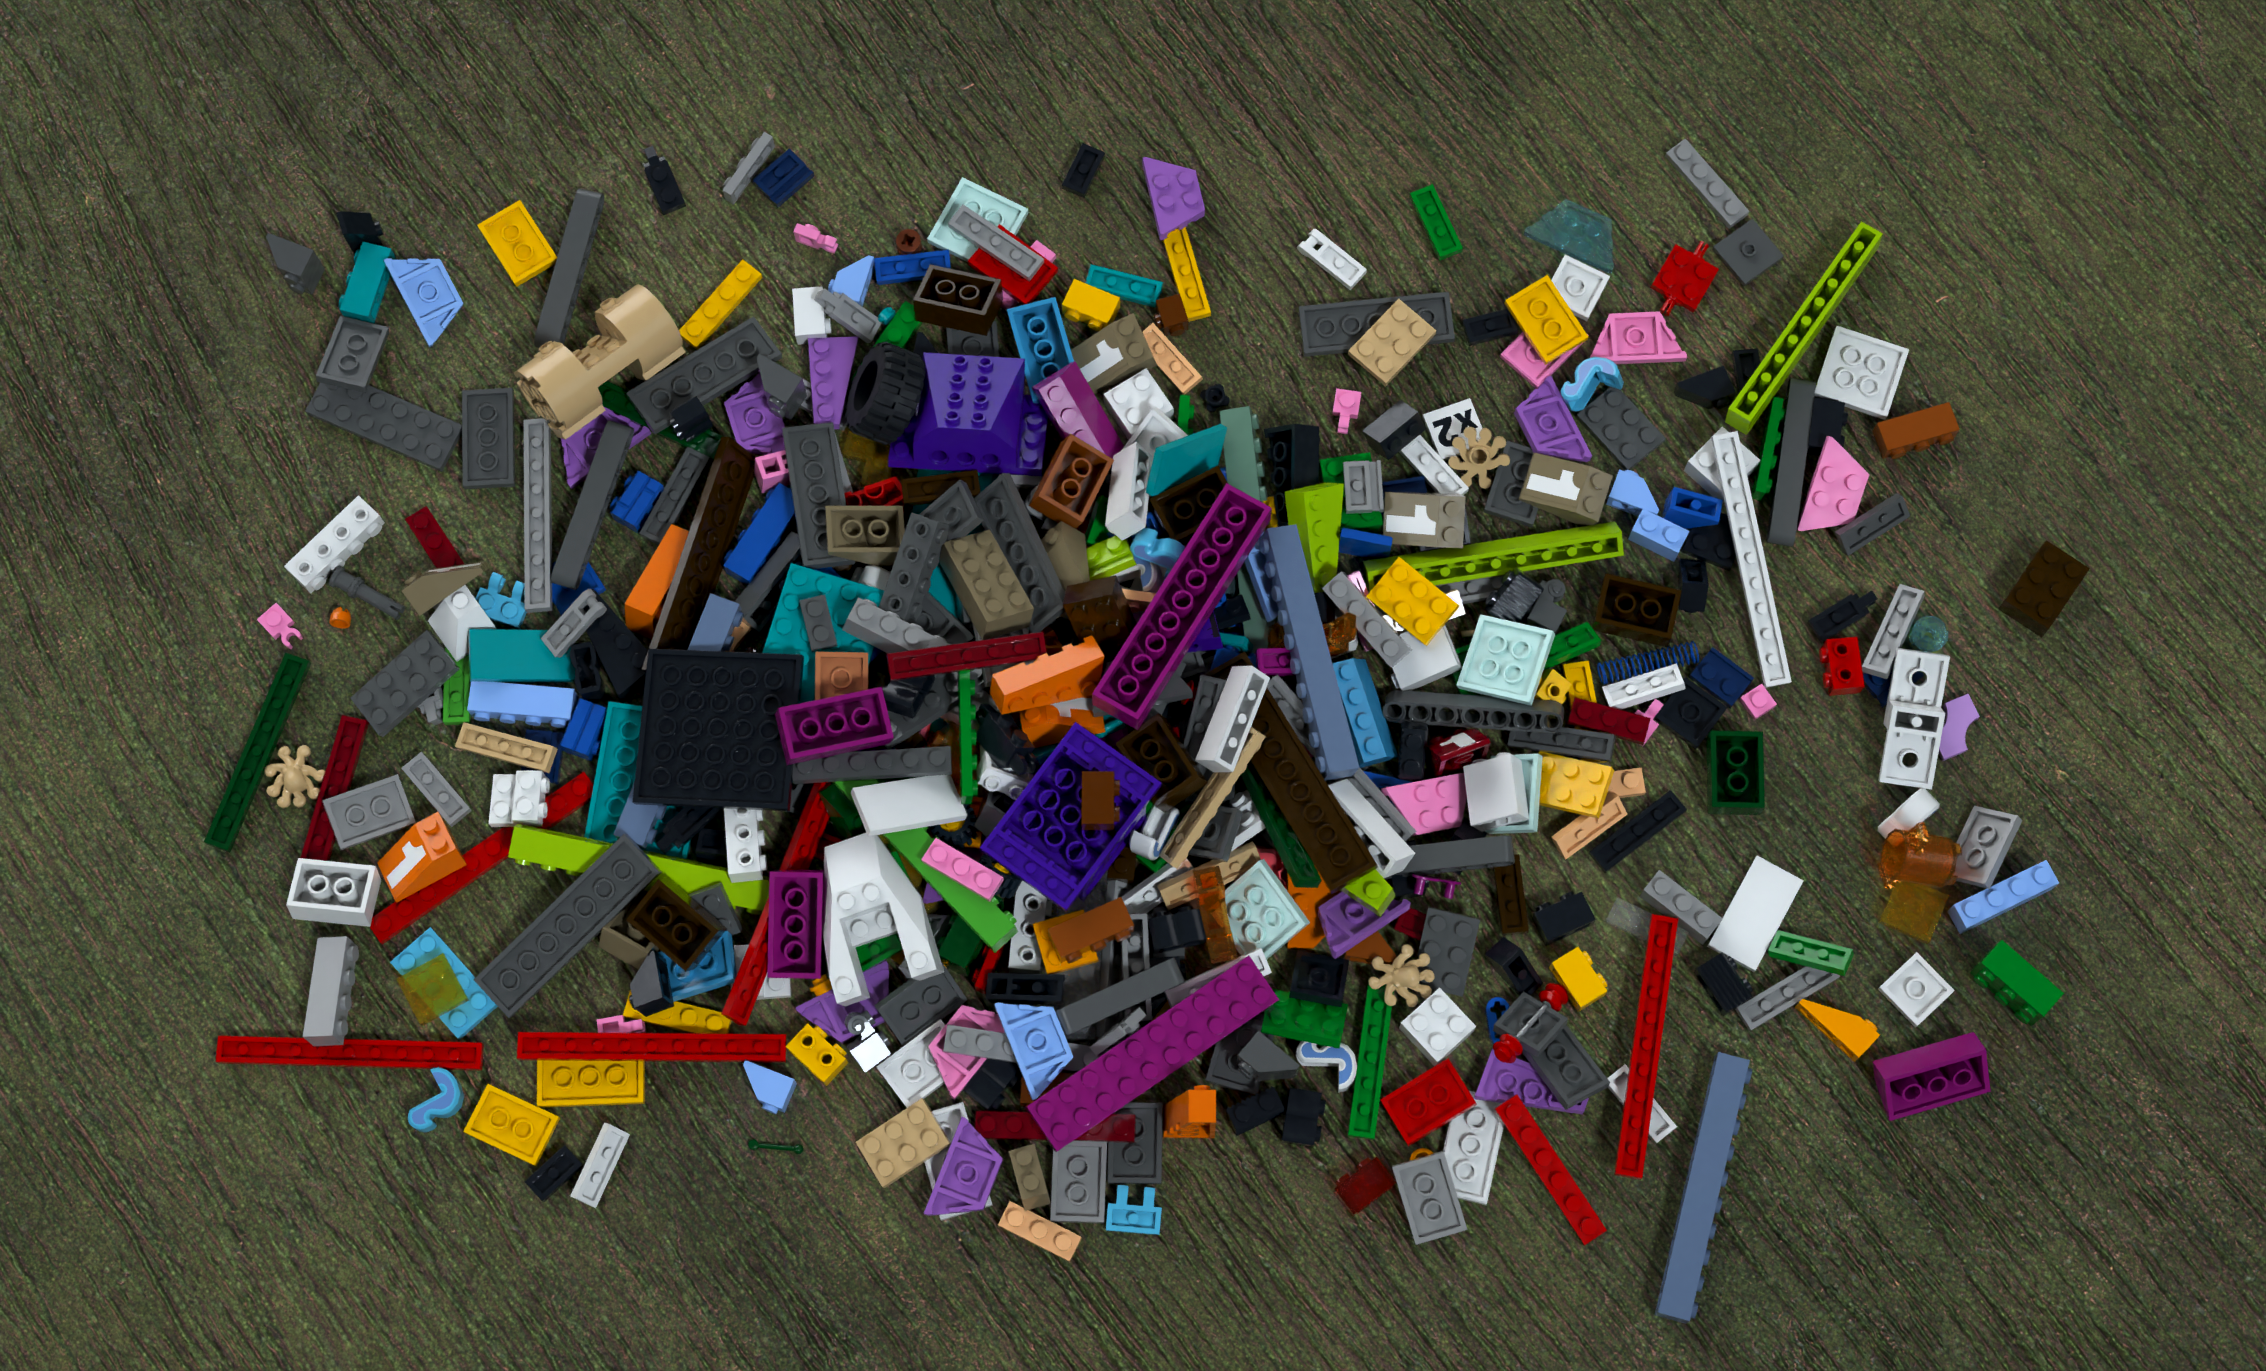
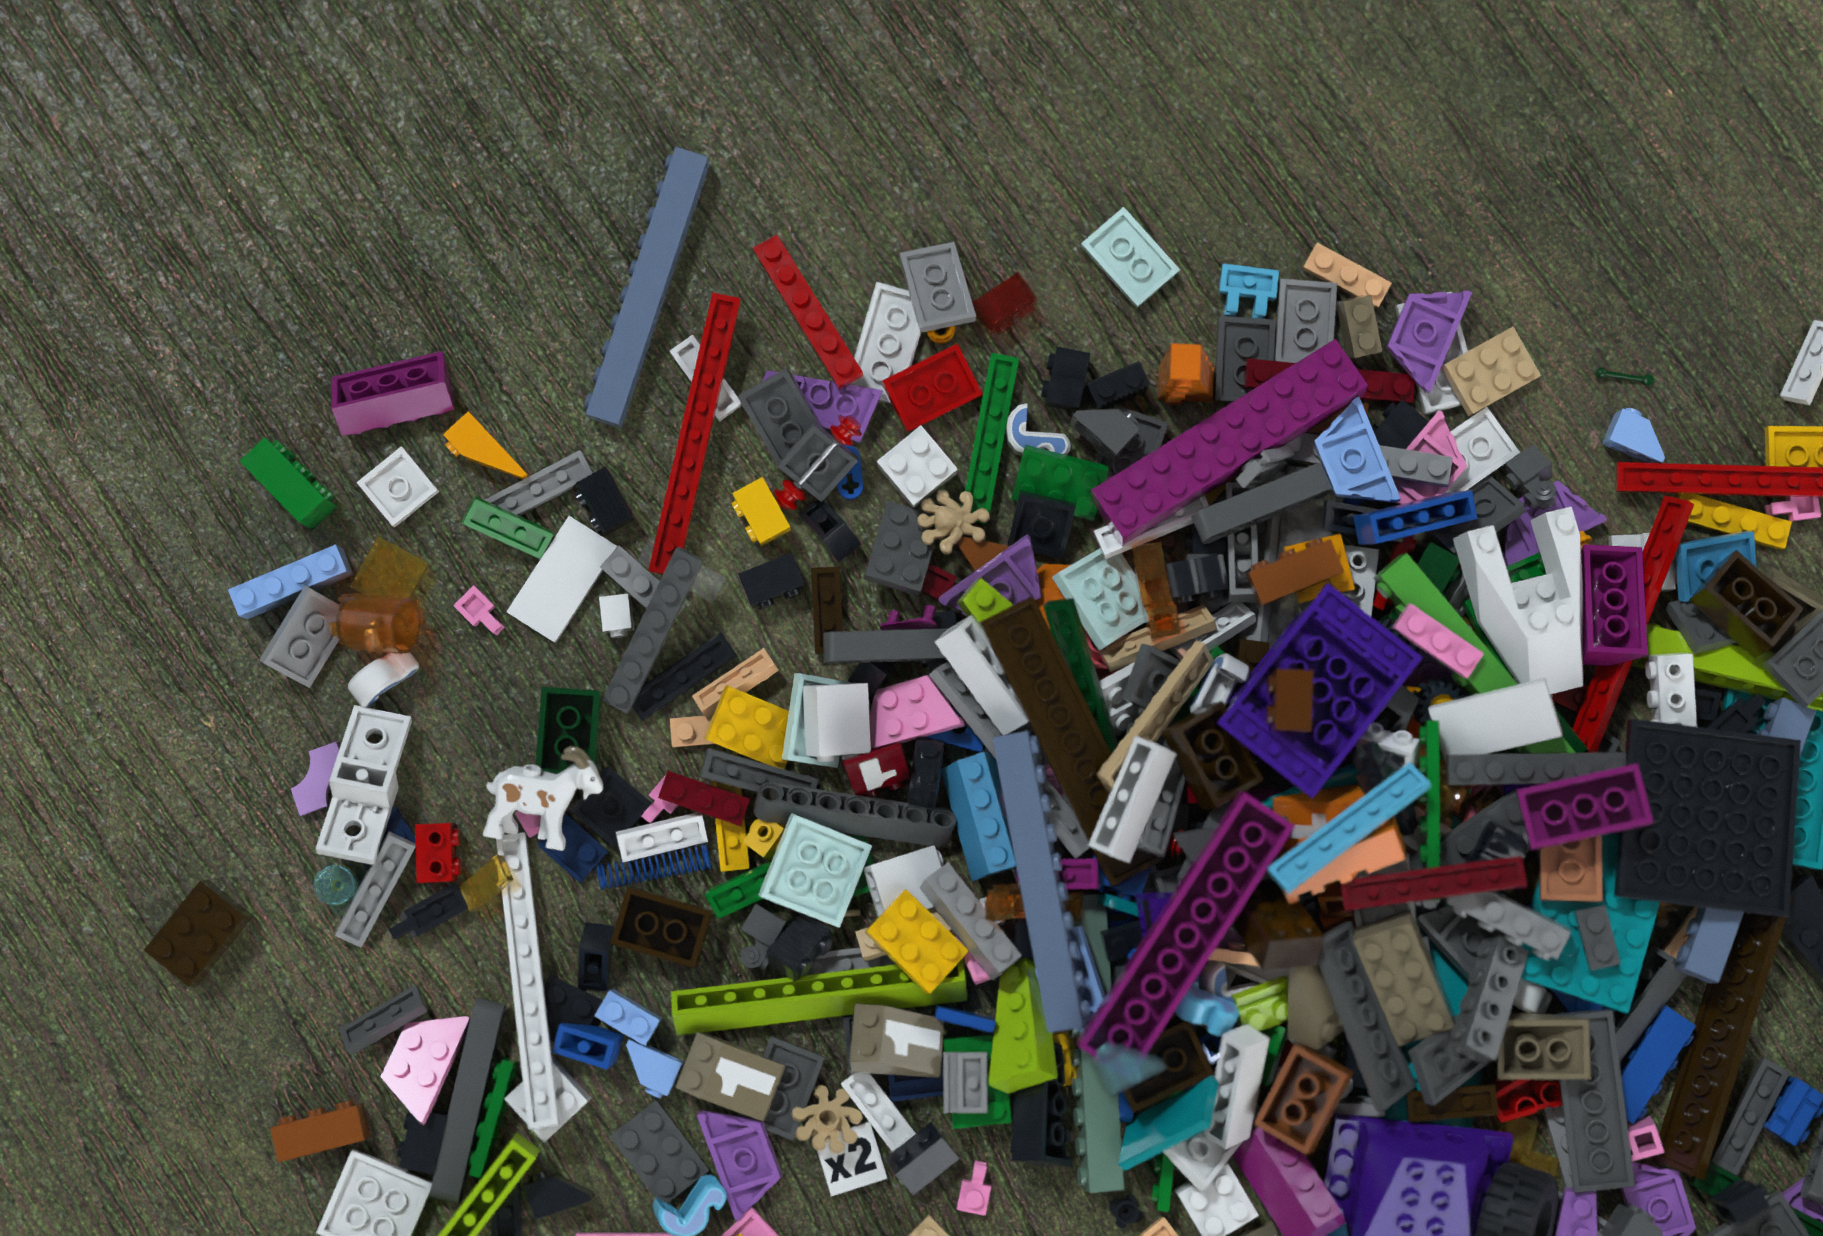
camera: 175 degrees right, 10 degrees up
(650, 592) = (1780, 997): orange wedge -> none
(651, 986) = (1766, 542): black slope -> none
(817, 1054) = (1582, 469): yellow brick -> none
(979, 989) = (1415, 517): none -> blue brick
(1044, 695) = (1348, 827): none -> medium azure plate
(1232, 490) = (1125, 1066): none -> clear light blue slope
(1247, 1237) = (1130, 257): none -> light aqua plate
(1668, 863) = (653, 629): none -> dark grey plate
(1702, 880) = (616, 615): none -> white brick
(1755, 711) = (540, 794): none -> white animal
(1795, 640) = (486, 883): none -> clear yellow tile
(1831, 881) = (477, 609): none -> bright pink plate

